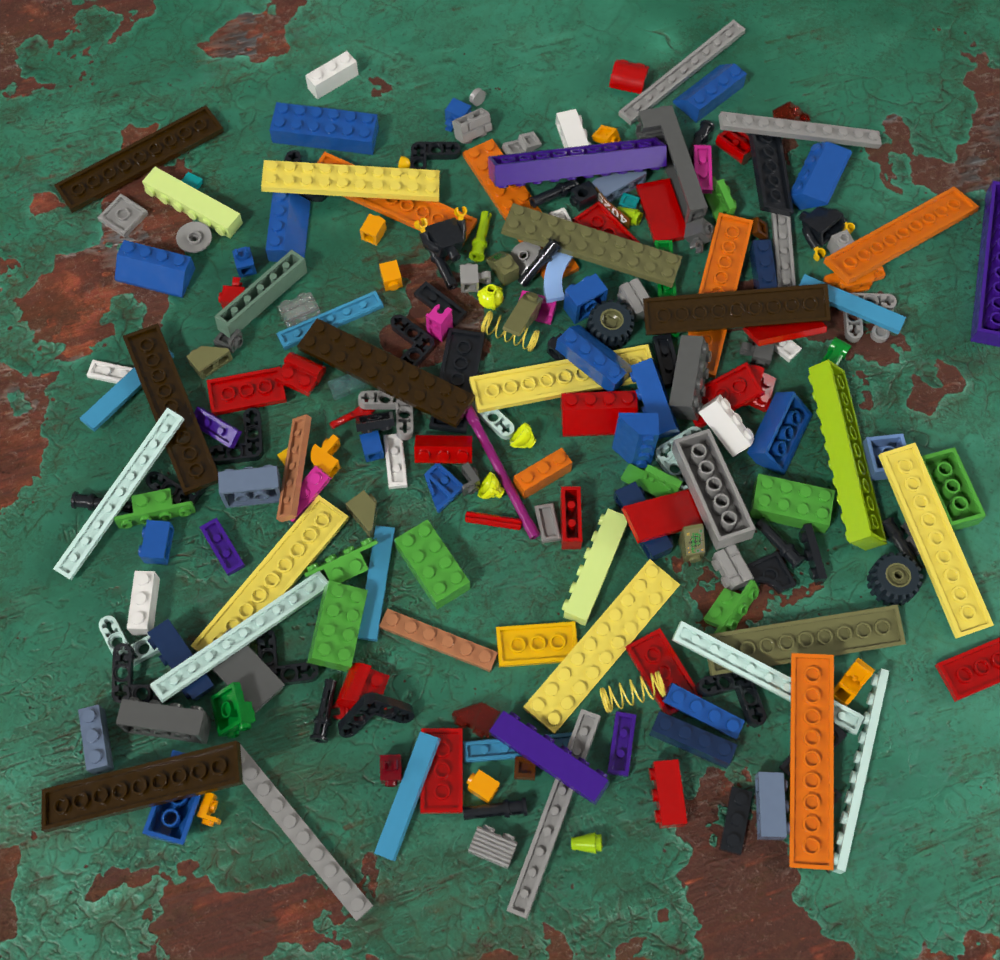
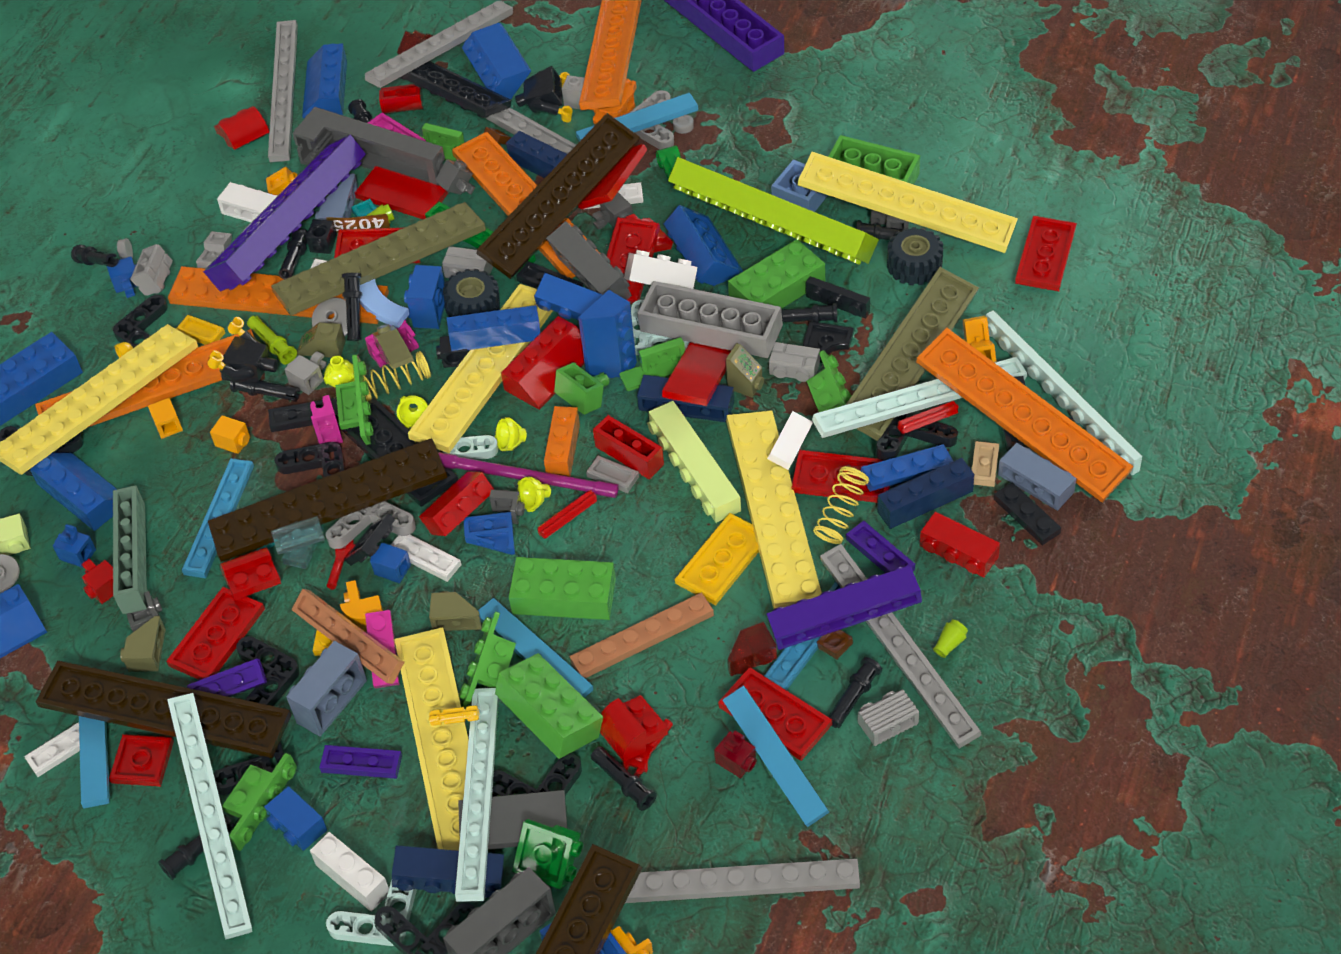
camera: 45 degrees left, 15 degrees down
(134, 423) = (141, 760): none -> red tile
(287, 577) = (454, 715): none -> yellow axle
(298, 309) = (179, 533): clear brick -> none
(344, 378) = (297, 535): none -> clear light blue plate
(370, 705) = (658, 723): black beam -> none
(453, 83) = (90, 256): none -> black pin
(455, 191) = (201, 330): none -> yellow tile
(464, 326) = (352, 403): none -> bright green bracket
(482, 786) = (822, 687): light orange brick -> none
(493, 362) = (408, 415): none -> neon yellow piece
(593, 450) = (580, 388): none -> bright green brick
(662, 616) = (790, 440): none -> white tile
(752, 761) = (985, 463): none -> tan plate
(757, 694) = (928, 417): none -> red axle

